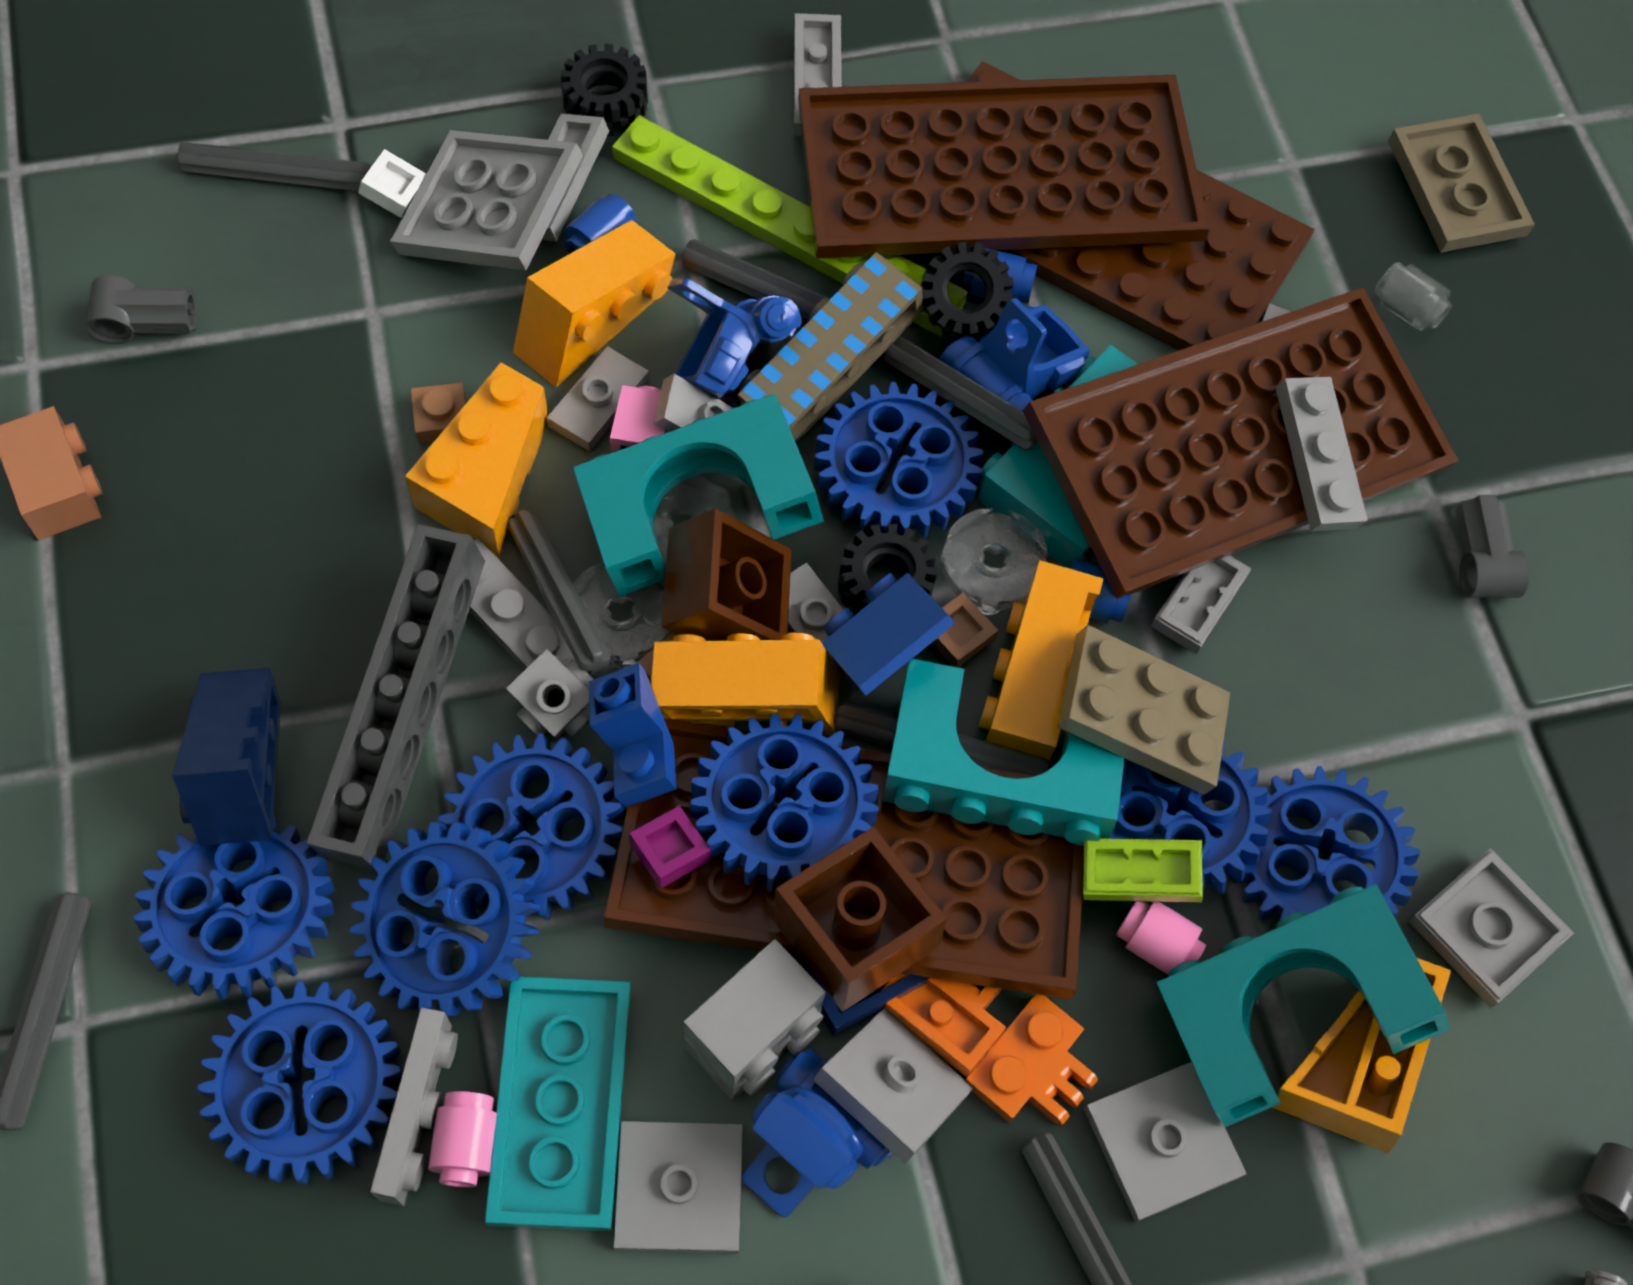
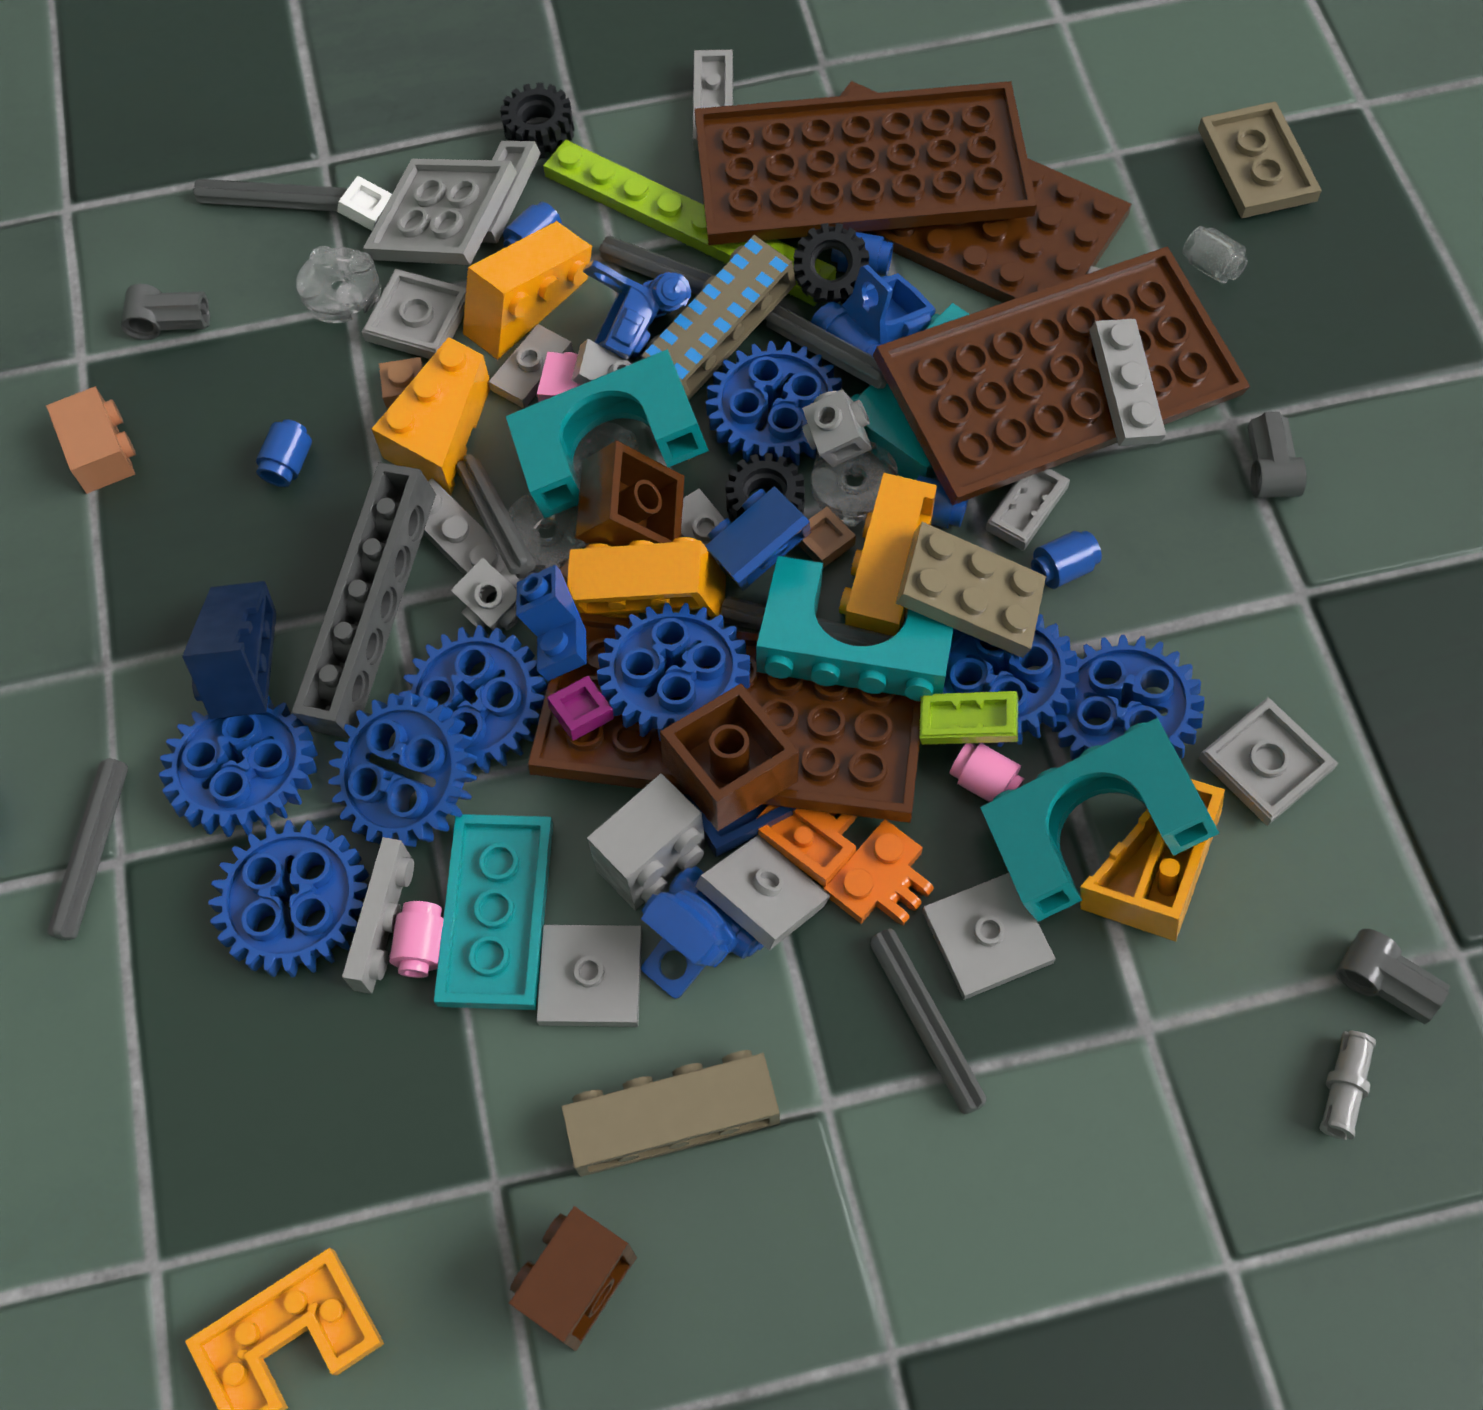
camera: 10 degrees right, 0 degrees up
(291, 499) = (283, 453): none -> blue brick
(352, 260) = (333, 265): none -> clear plate
(457, 328) = (415, 314): none -> light grey plate
(977, 496) = (836, 427): none -> light grey brick
(1249, 666) = (1066, 558): none -> blue brick

